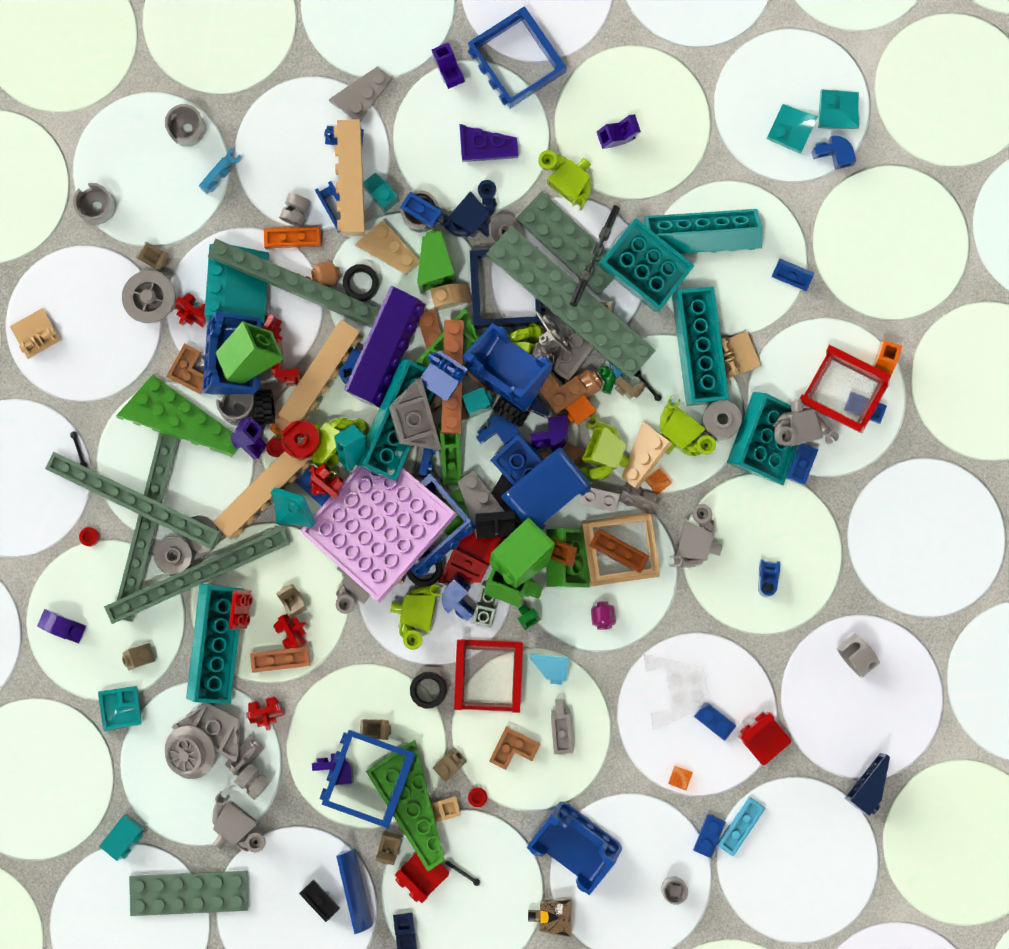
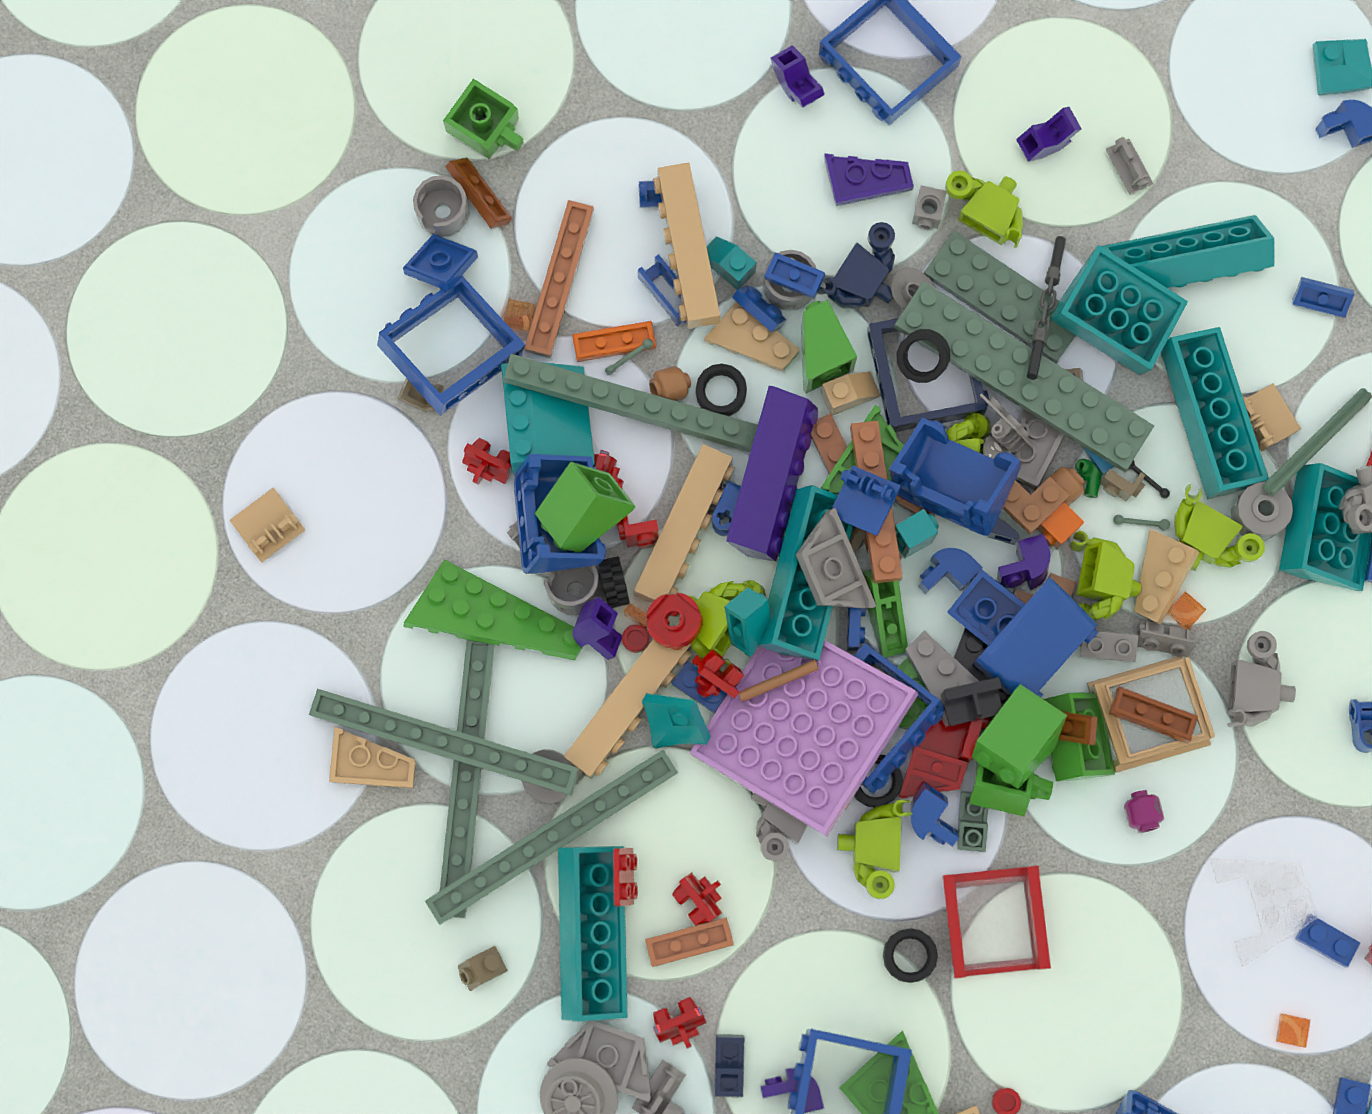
camera: 15 degrees left, 5 degrees down
(61, 626) = (364, 939): dark purple brick -> none
(73, 435) = (342, 662): black hinge -> none
(80, 507) = (367, 763): none -> tan wing
(83, 204) = (328, 317): light grey piece -> none
(89, 536) = (385, 804): red tile -> none
(120, 708) = (466, 1047): teal plate -> none
(148, 296) = (423, 450): light grey wheel -> none
(163, 553) = (504, 800): light grey dish -> none
(165, 196) = (473, 380): none -> blue window
(178, 165) = (440, 262): none -> blue tile
(183, 369) = (487, 546): medium nougat plate -> none
(213, 119) = (479, 192): none -> dark orange tile
(220, 170) = (499, 262): dark azure plate -> none
(223, 78) = (488, 134): none -> bright green hinge
(229, 209) = (519, 314): none -> clear orange tile
(260, 188) = (559, 279): none -> nougat plate
(291, 600) = (693, 854): dark tan bracket -> none
(294, 745) = (729, 1065): none -> dark blue slope
(295, 209) = (613, 301): light grey wheel -> none
(314, 243) = (647, 344): none -> sand green hinge
(362, 94) = (680, 132): light grey wing -> none
(366, 491) = (779, 680): none -> medium nougat bar
(375, 728) = (845, 1022): dark tan bracket -> none
(396, 228) = (765, 313): none -> blue plate
(449, 764) = (959, 1060): dark tan bracket -> none
(488, 282) = (904, 364): none -> black tyre
(510, 412) = (964, 539): black tyre -> none
(511, 743) = (1043, 1015): medium nougat plate -> none
(526, 165) = (929, 197): none -> light grey brick
(528, 618) = (1036, 830): green tile -> none
(551, 667) = (1083, 896): medium azure slope -> none
(561, 729) = (1111, 984): light grey hinge -> none
(653, 419) = (1164, 524): none -> sand green hinge
(673, 161) = (1129, 165): none -> light grey hinge
(768, 377) = (1317, 442): none -> sand green axle
(792, 128) = (1284, 99): teal plate -> none

